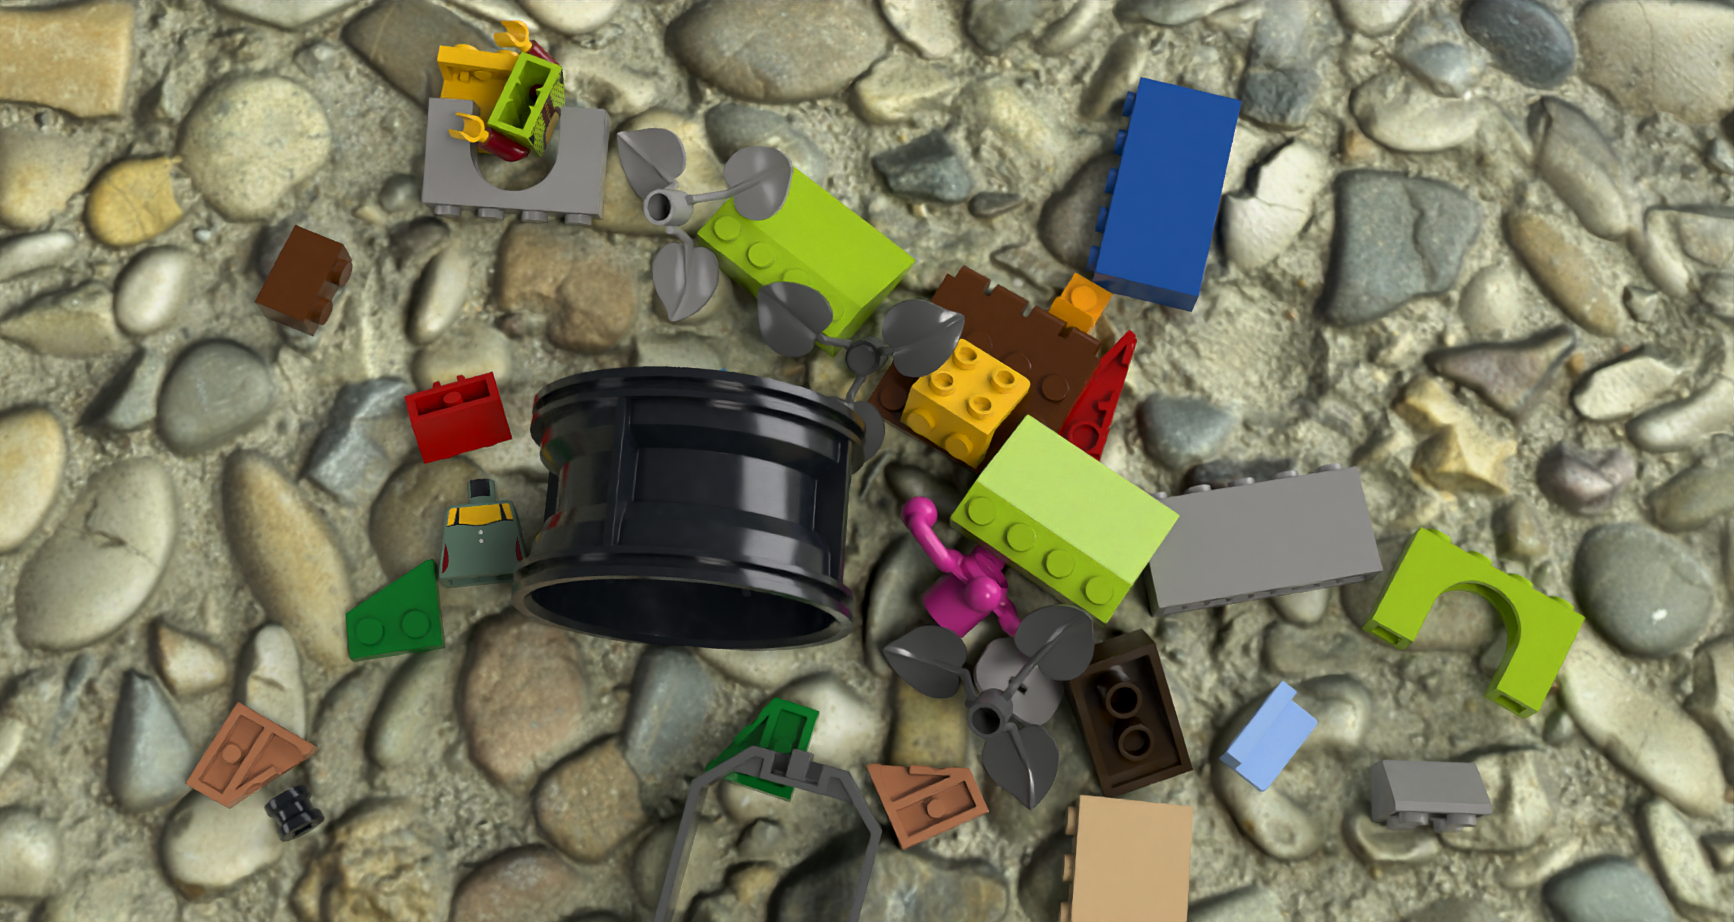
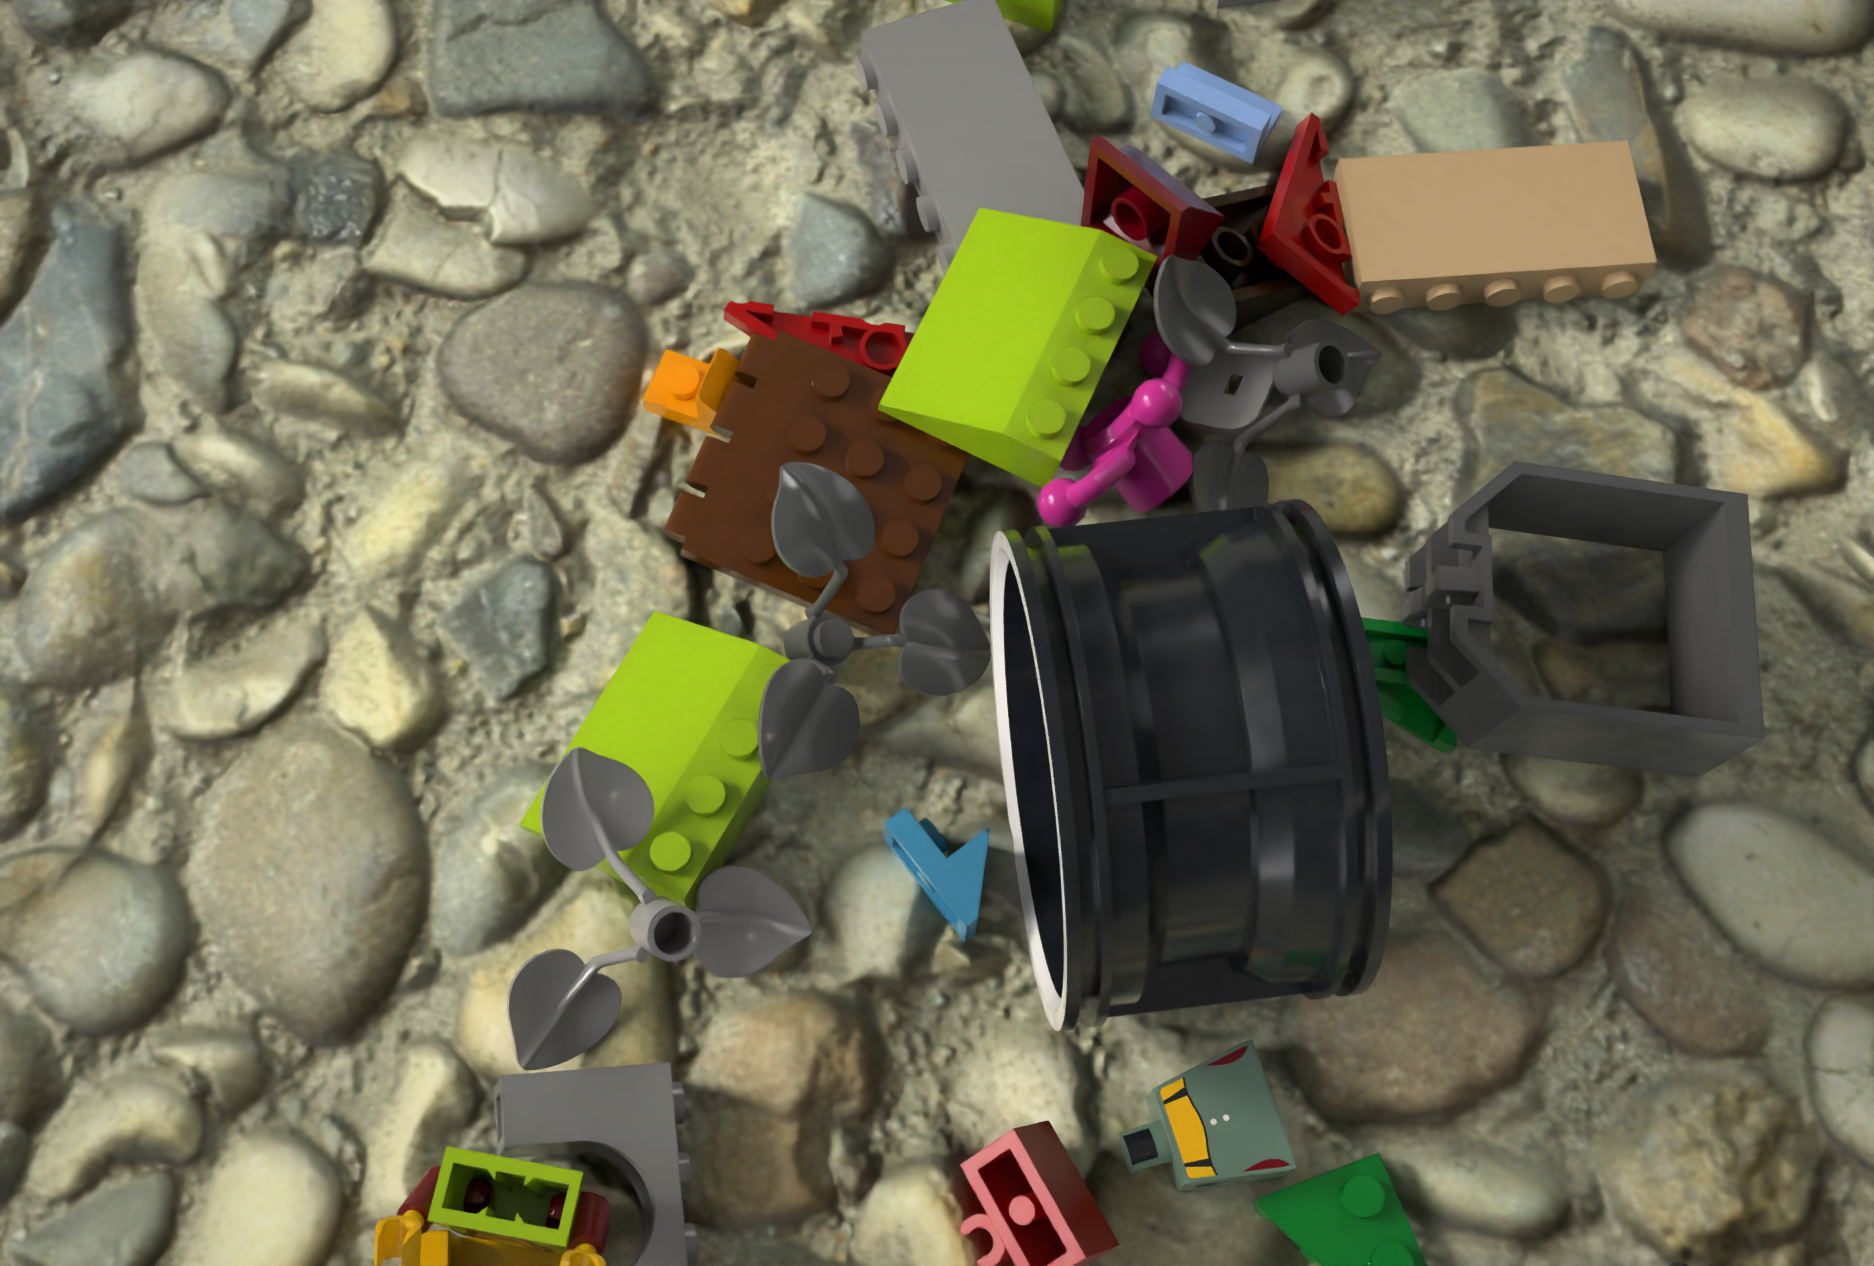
camera: 100 degrees left, 5 degrees down
(926, 800) = (1408, 471): nougat wing -> none
(964, 402) = (899, 469): yellow bracket -> none
(1138, 767) = (1307, 220): none -> red wing
(1153, 629) = (1144, 204): none -> dark red slope
(1164, 194) = (505, 302): blue brick -> none

